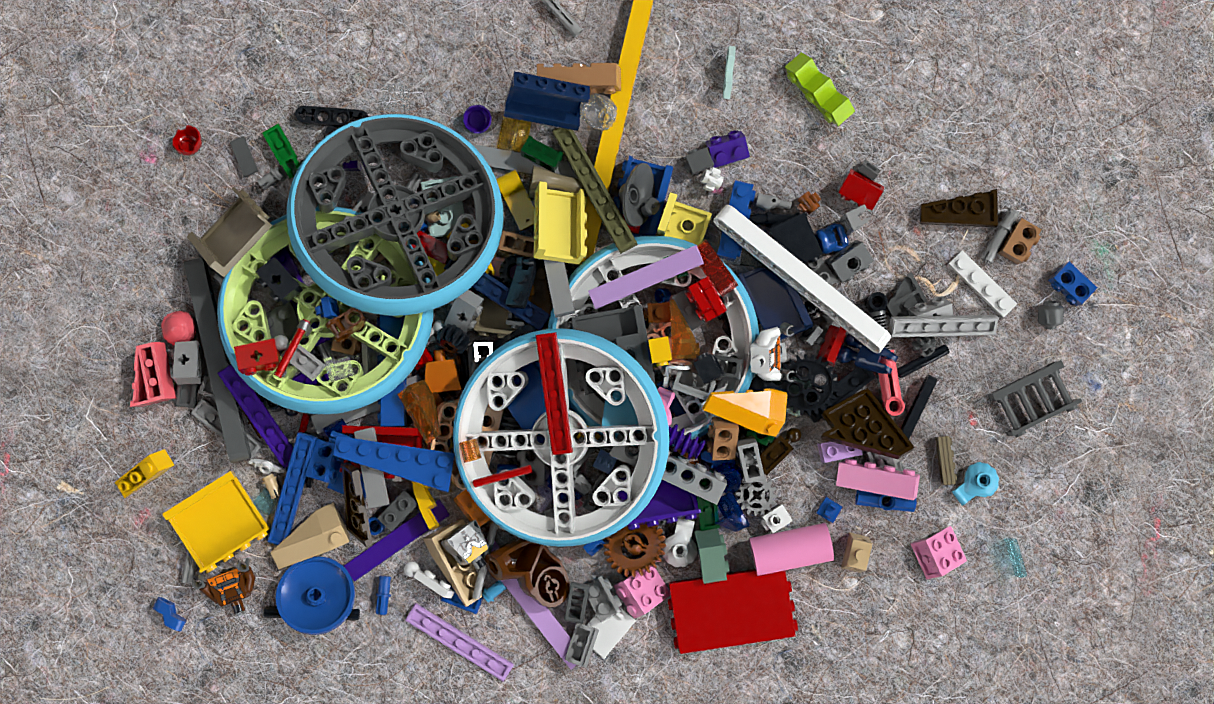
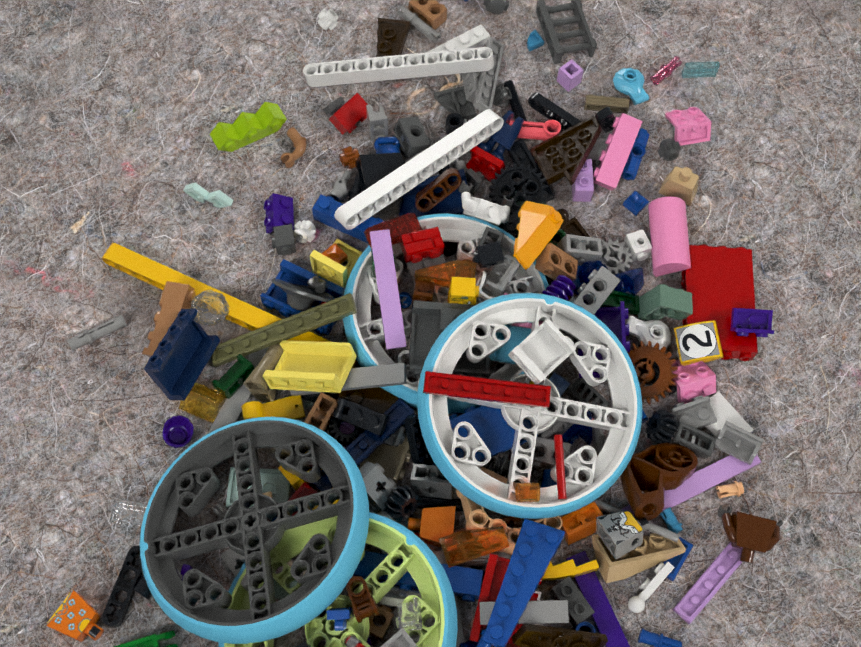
camera: 85 degrees left, 20 degrees down
(295, 85) = (76, 618): none -> orange torso
(495, 665) = (750, 532): none -> reddish brown torso
(536, 642) = (728, 490): none -> light nougat pin
(581, 569) = (661, 426): none -> black gear
(602, 437) = (542, 351): none -> white panel
(674, 593) = (698, 342): none -> slope
(689, 215) = (335, 253): none -> orange tile
(707, 644) = (751, 321): none -> dark purple bracket
(782, 302) = (434, 198): none -> reddish brown beam
(814, 146) = (300, 147): none -> medium nougat piece
(900, 536) = (669, 149): none -> dark grey gear
(914, 462) = (605, 119): none -> black beam
(925, 235) = (399, 67): none -> white beam
(968, 414) = (569, 75): none -> lavender brick
(979, 135) = (327, 19): none -> white gear
(1005, 519) = (666, 70): none -> clear pink pin
(1011, 367) = (534, 41): none -> dark azure tile

